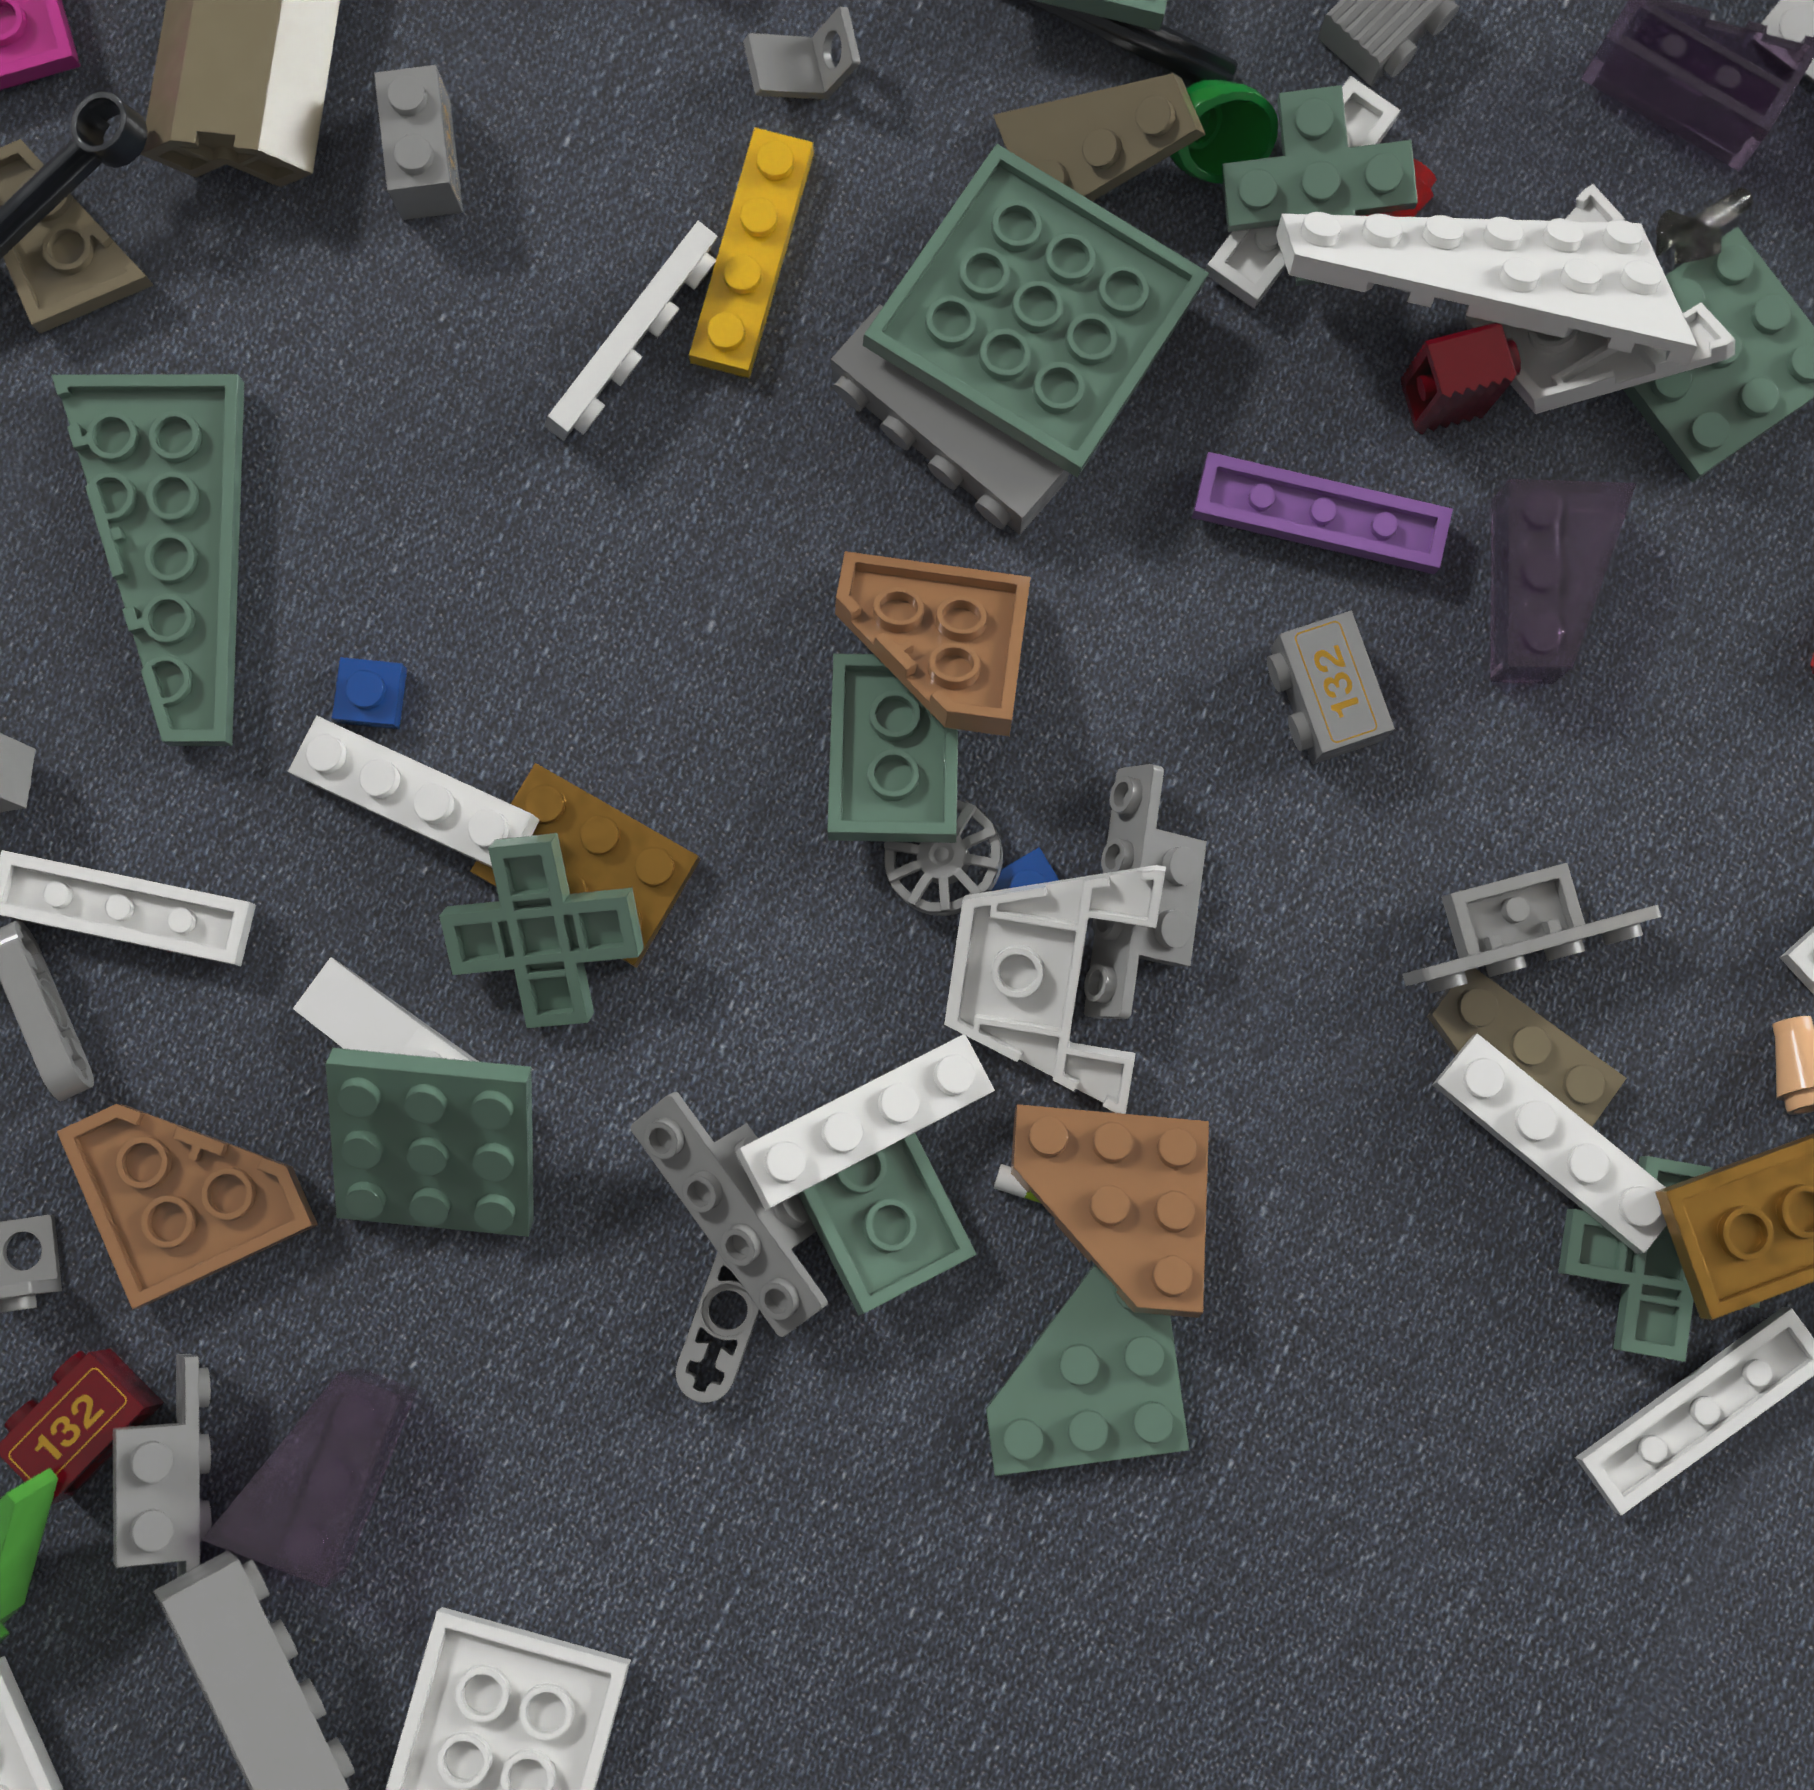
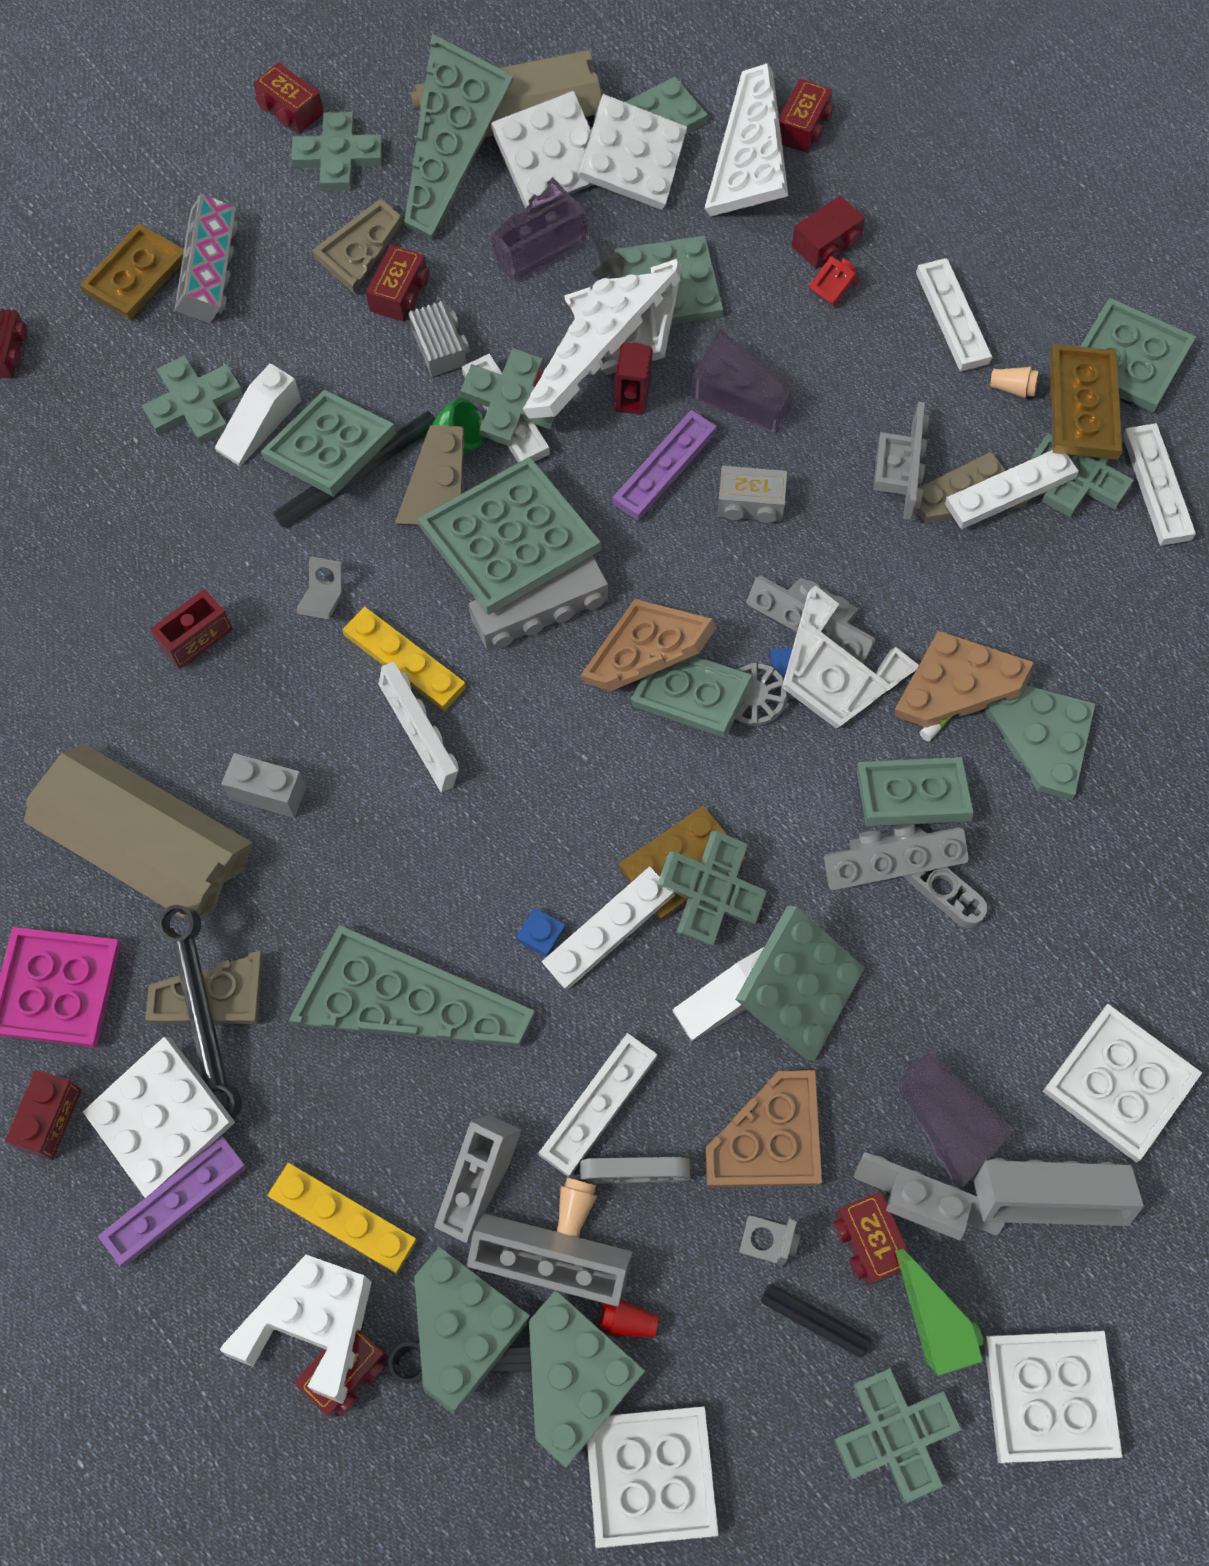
camera: 65 degrees left, 15 degrees down
(864, 1121) = (876, 776): white plate -> none

